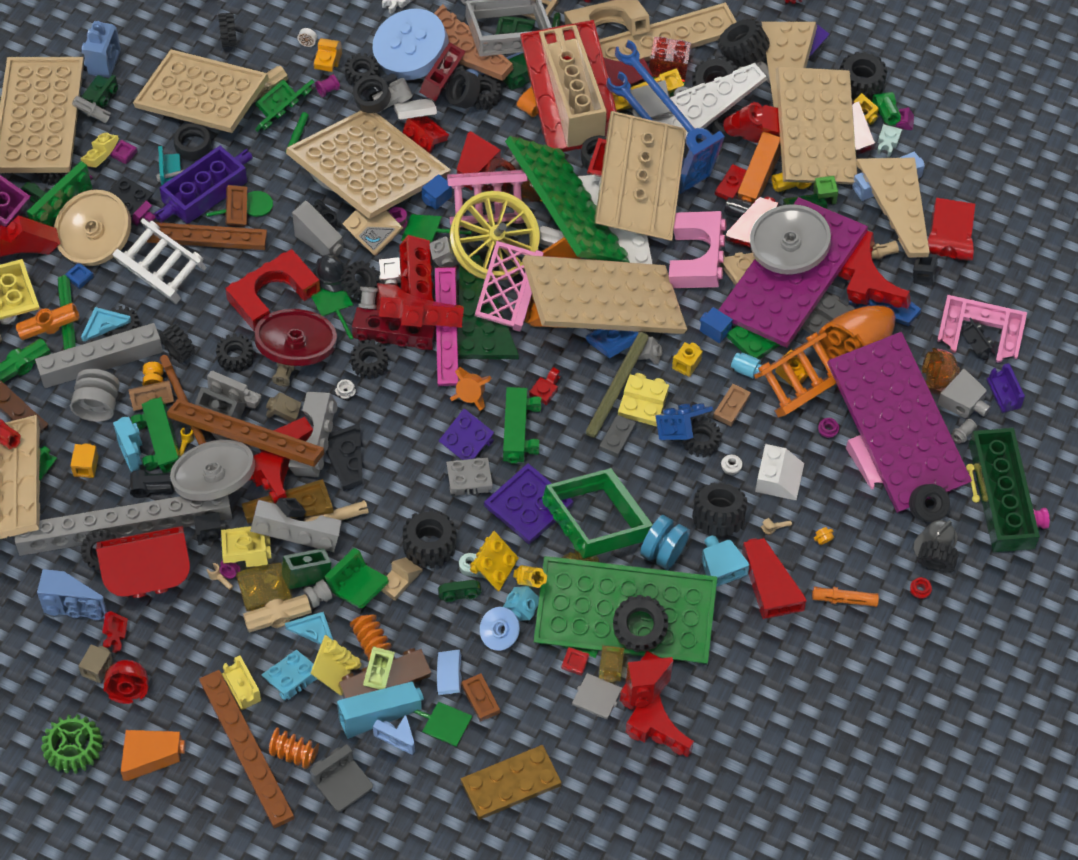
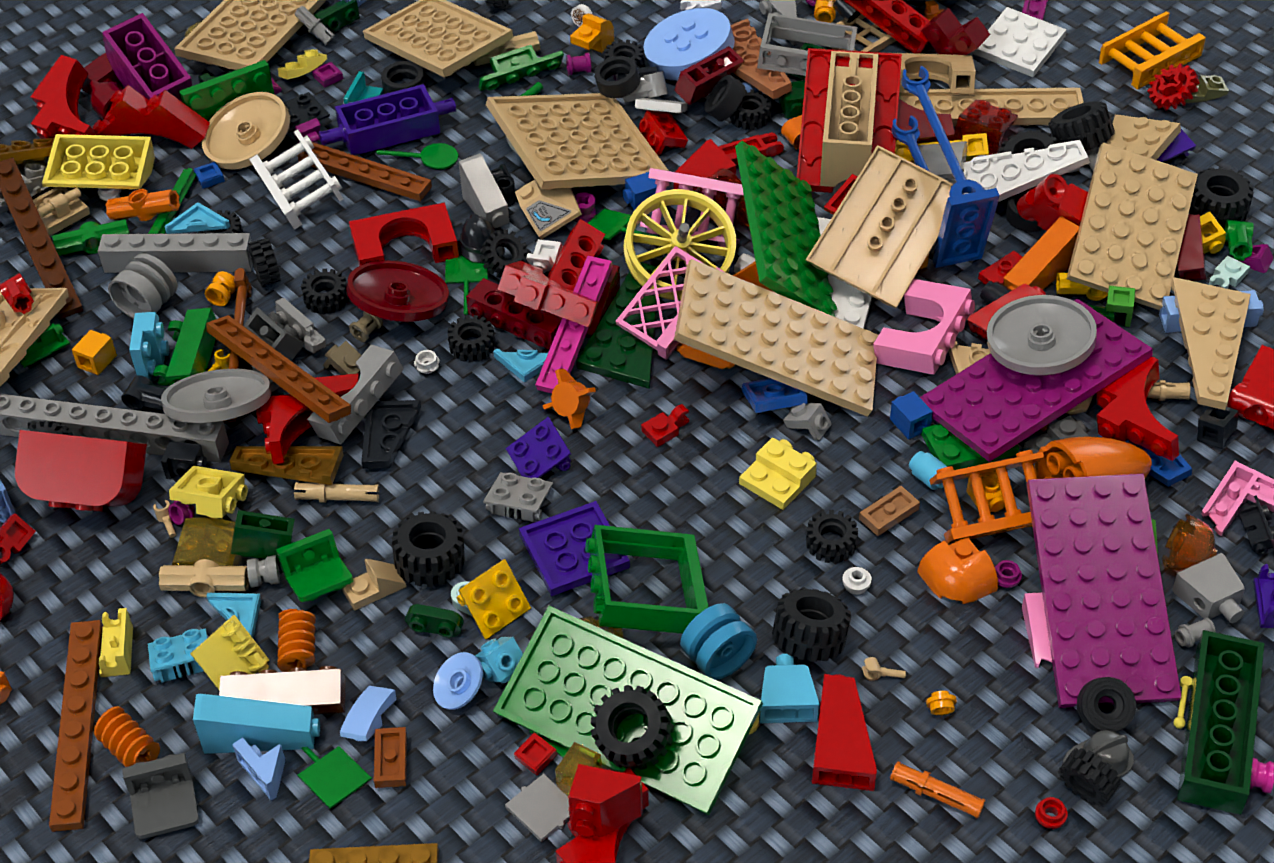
camera: 25 degrees right, 10 degrees down
(145, 393) = (220, 305): medium nougat plate -> none
(236, 205) = (411, 149): dark orange plate -> none
(291, 507) = (279, 460): black tile -> none
(318, 533) = (303, 502): light grey arch -> none
(368, 297) = (498, 268): light grey bush -> none
(378, 668) = (272, 672): yellowish green slope -> none
(417, 366) = (523, 363): none -> medium azure tile
(442, 253) = (612, 249): light grey bracket -> none
(501, 127) = (765, 143): none -> red hinge
(515, 425) = (604, 454): green brick -> none
(530, 576) = (520, 625): yellow piece -> none
(617, 385) = (750, 445): olive axle -> none
(617, 436) = (726, 505): dark grey plate -> none
(677, 423) = (800, 505): blue bracket -> none
(687, 359) = (856, 443): yellow brick -> none
(779, 473) = (914, 607): white slope -> none
(798, 435) = (958, 571): none -> orange brick

